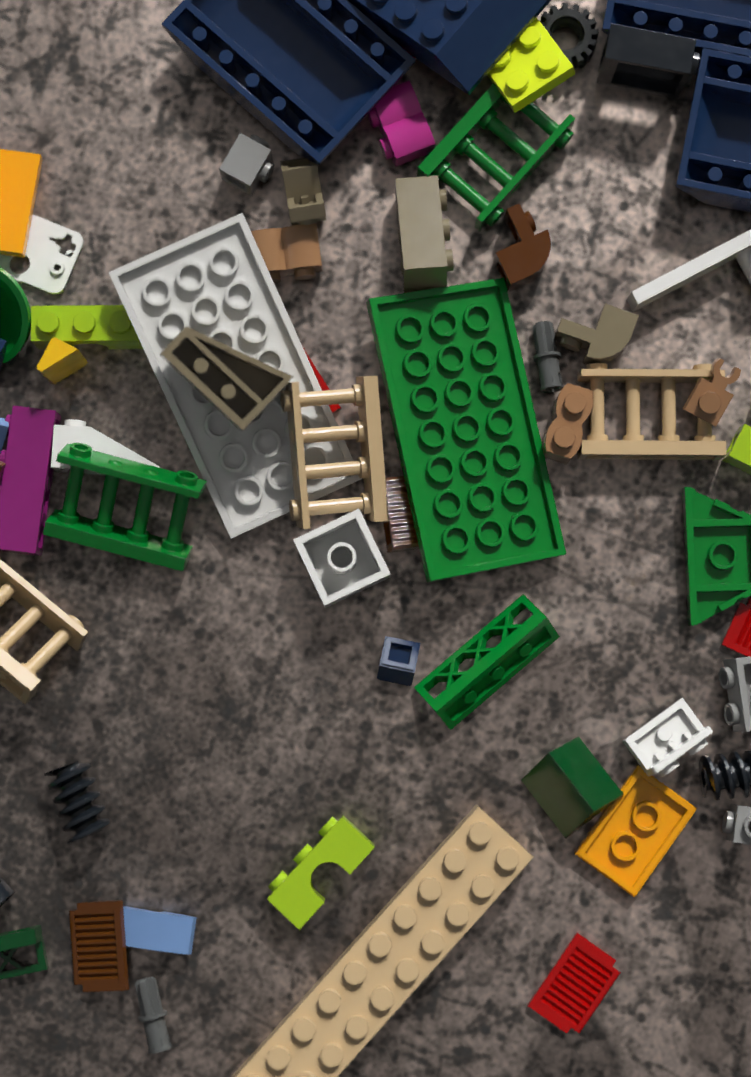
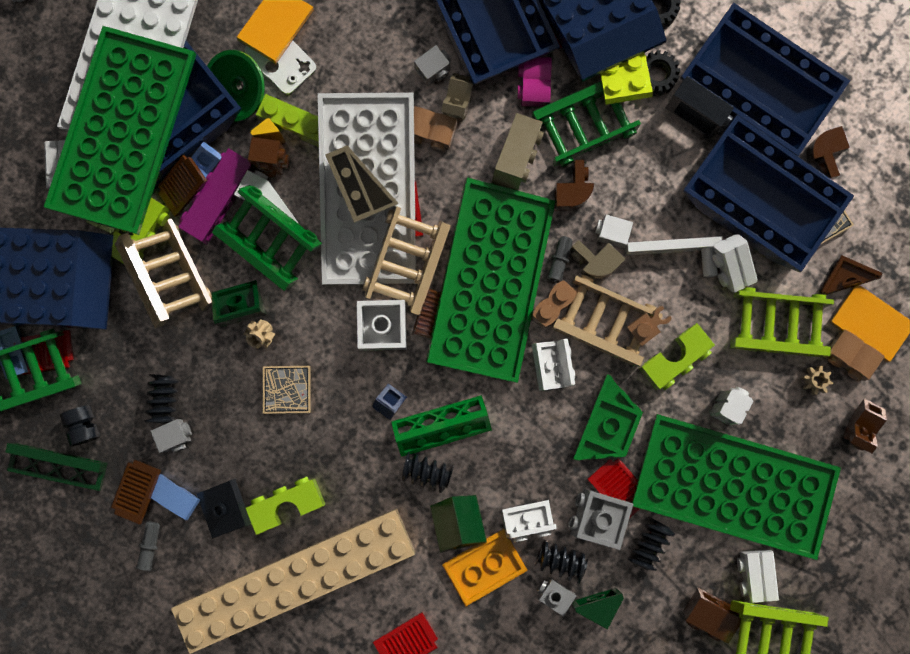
camera: 25 degrees right, 0 degrees up
(75, 392) = (268, 156): none -> reddish brown brick
(116, 845) = (172, 436): none -> light grey brick
(123, 618) = (237, 304): none -> dark green slope
(174, 647) = (259, 334): none -> tan gear
(236, 914) = (223, 508): none -> black plate
(247, 708) = (286, 389): none -> tile
(497, 735) = (426, 472): none -> black piece
(604, 284) = (613, 231): none -> white brick
(605, 506) = (553, 364): none -> white bracket

